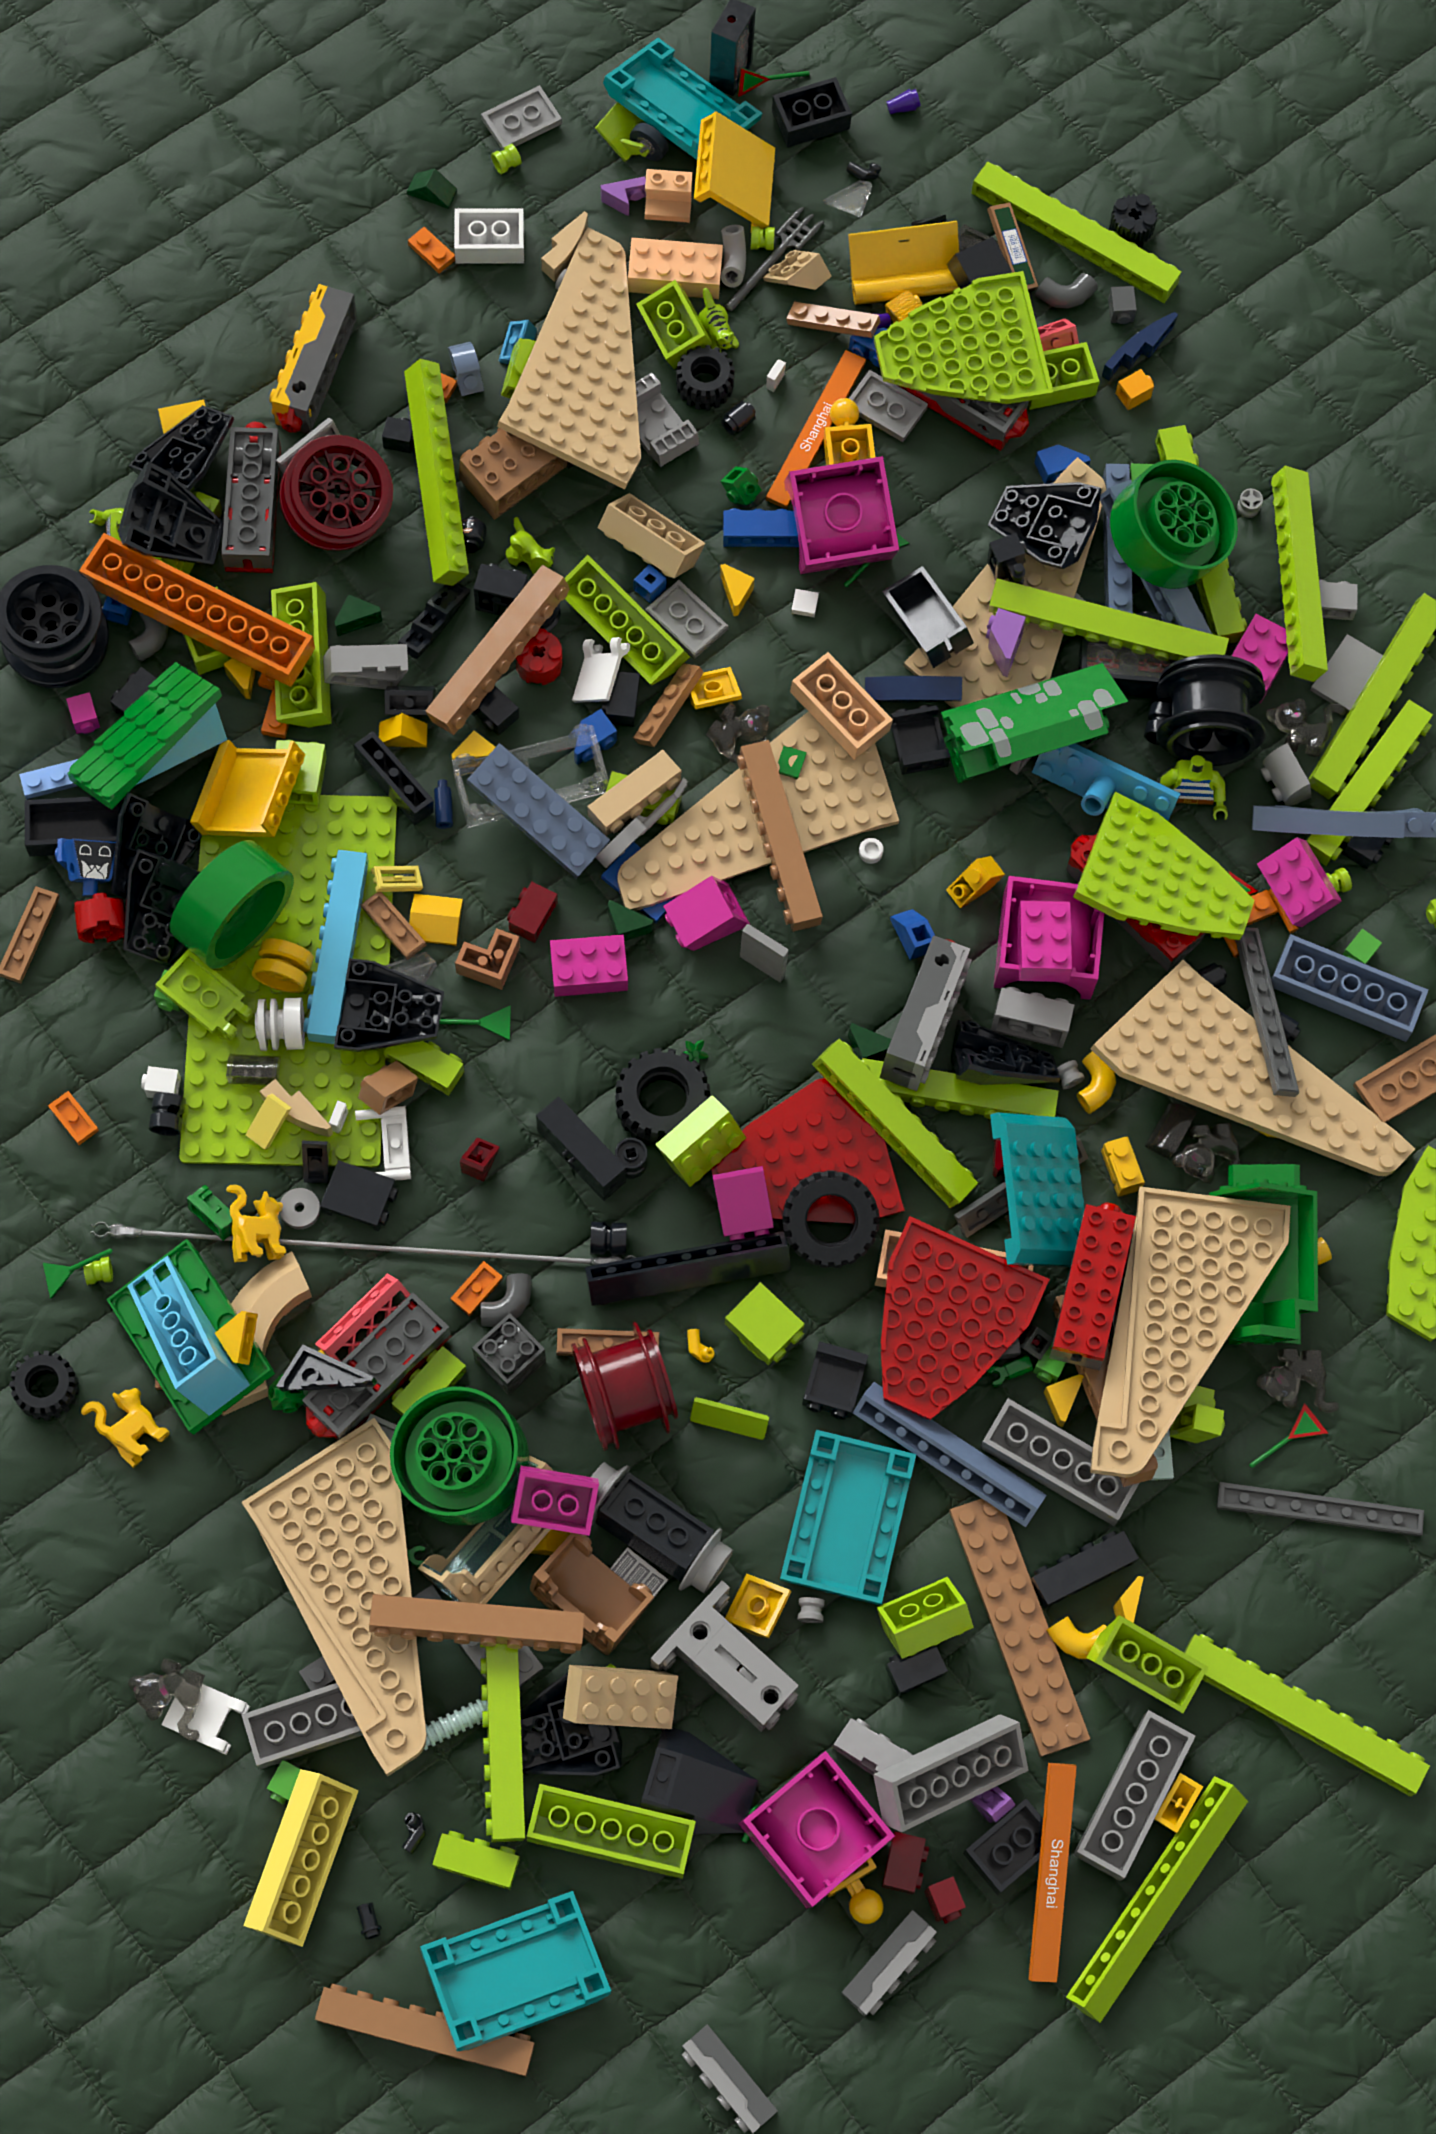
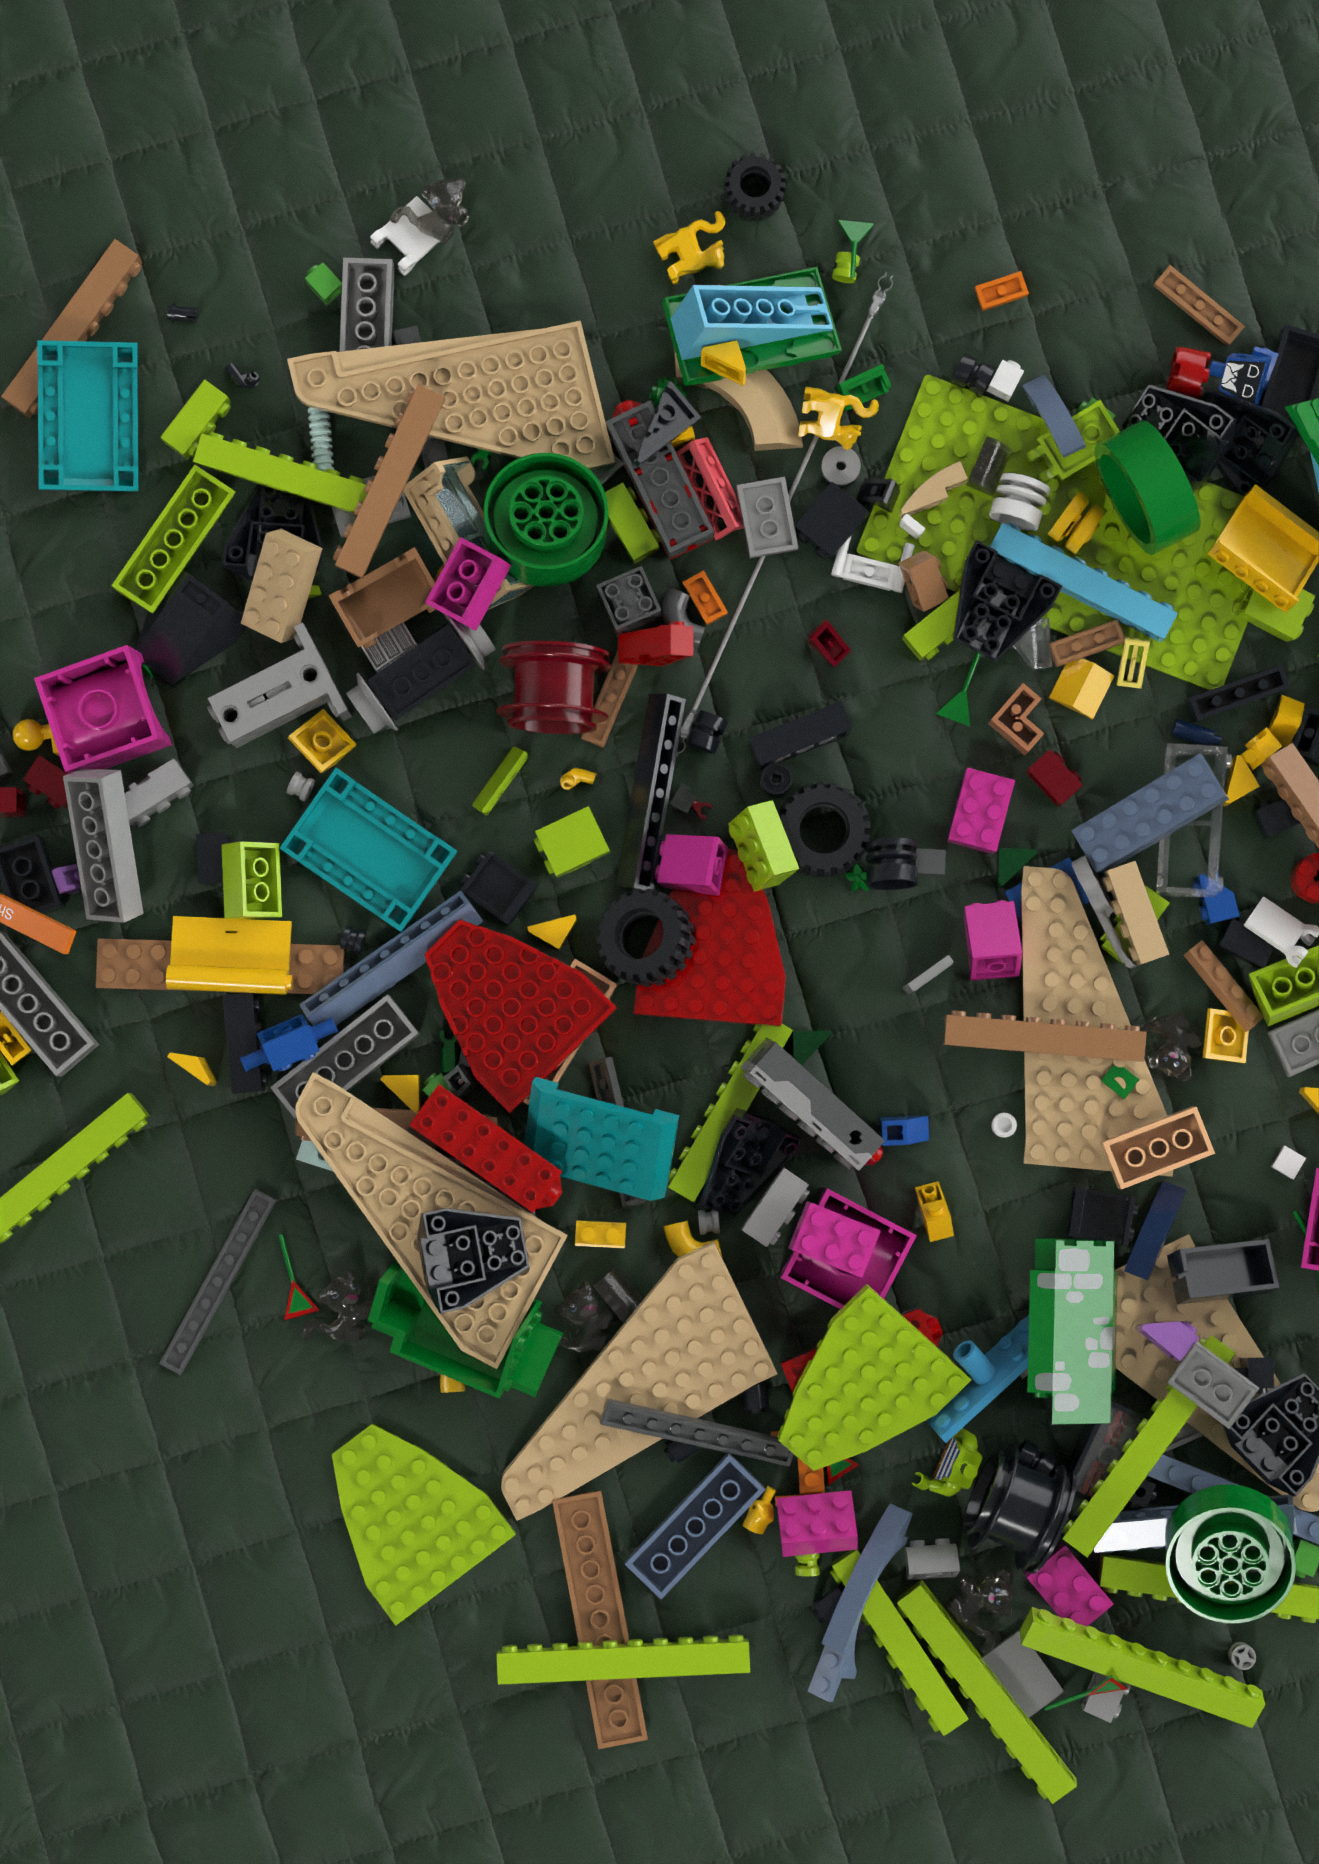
camera: 115 degrees right, 15 degrees up
(182, 1023) = (1054, 415): none -> sand blue slope
(268, 1121) = (929, 460): light yellow tile -> none
(301, 1858) = (252, 271): light yellow brick -> none
(377, 1255) = (767, 517): none -> light grey plate
(437, 742) = (1260, 748): none -> yellow brick
(543, 1307) = (656, 645): none -> red wedge
(655, 995) = (930, 862): none -> dark grey brick
(672, 1021) = (891, 865): none -> black wheel
(683, 1234) = (684, 801): none -> pearl dark grey piece
(855, 1311) = (554, 931): none -> yellow slope
(895, 1123) = (714, 1032): lime brick -> none
(941, 1501) = (353, 939): none -> black wheel
(1016, 1620) = (243, 960): none -> yellow door
(1034, 583) = (1213, 1385): none -> light grey tile
(1069, 1517) = (288, 1043): none -> blue brick
(1071, 1640) = (179, 1012): yellow cylinder -> none
(1148, 1663) = (132, 1058): lime slope -> none
(1199, 1418) = (336, 1201): lime brick -> none
(1201, 1262) = (468, 1255): none -> black wedge
(1312, 934) = (760, 1513): none -> yellow piece
(1325, 590) = (1108, 1685): none -> green piece
(1362, 947) = (729, 1555): bright green brick -> none

